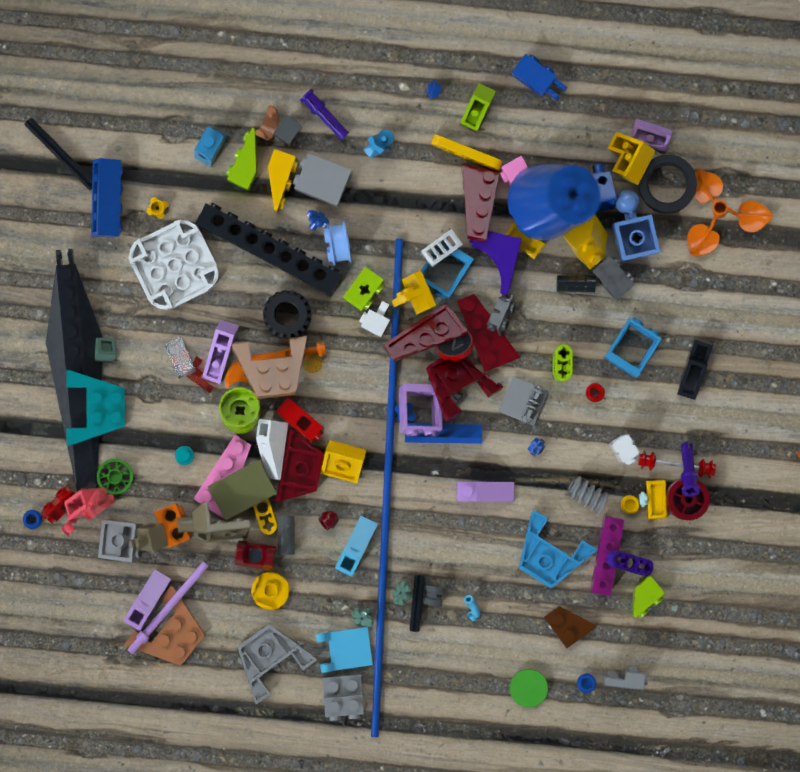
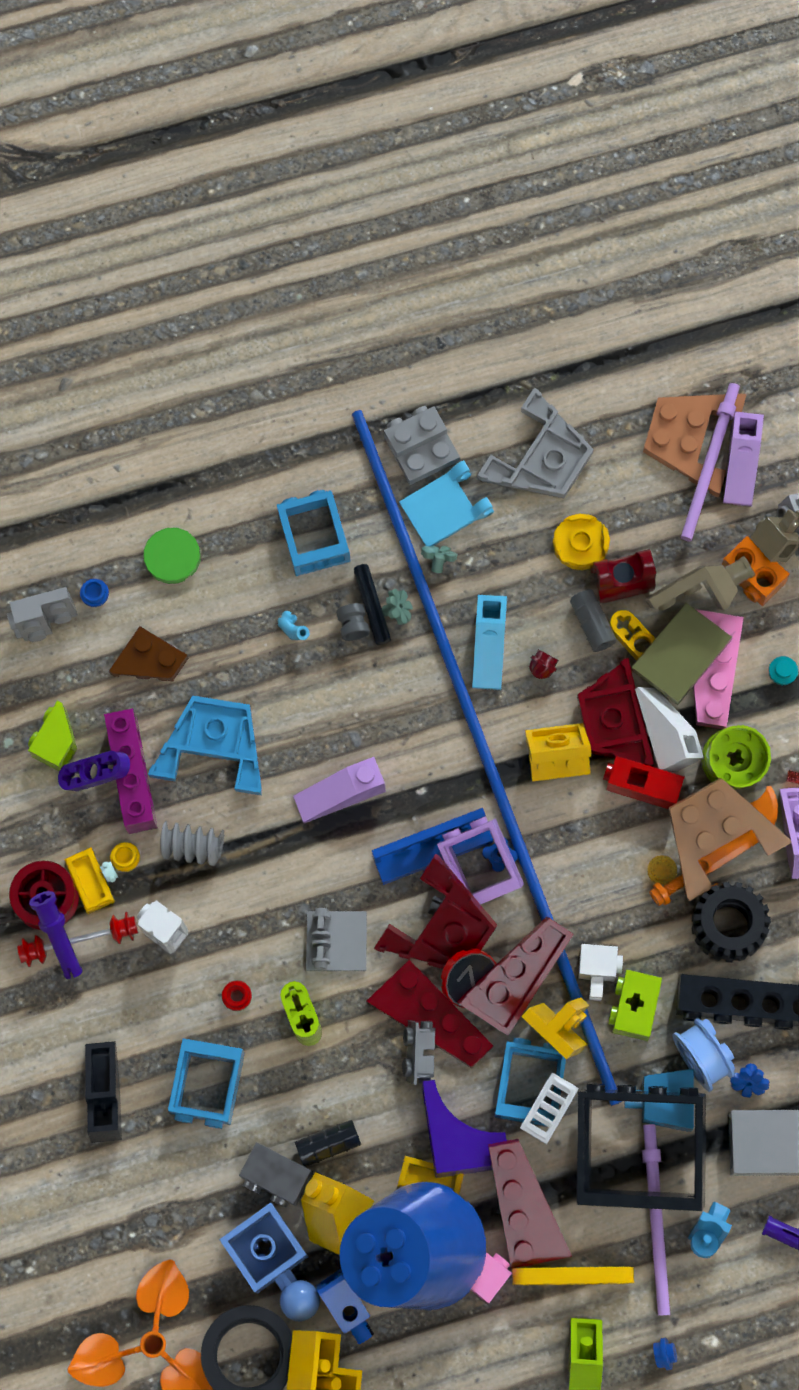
camera: 165 degrees right, 15 degrees down
(371, 228) = (667, 1115): none -> dark azure torso
(393, 200) = (652, 1157): none -> lavender bar
(411, 178) = (630, 1198): none -> black window
(435, 645) = (319, 558): none -> dark azure window
(536, 446) = (291, 882): blue plate -> none

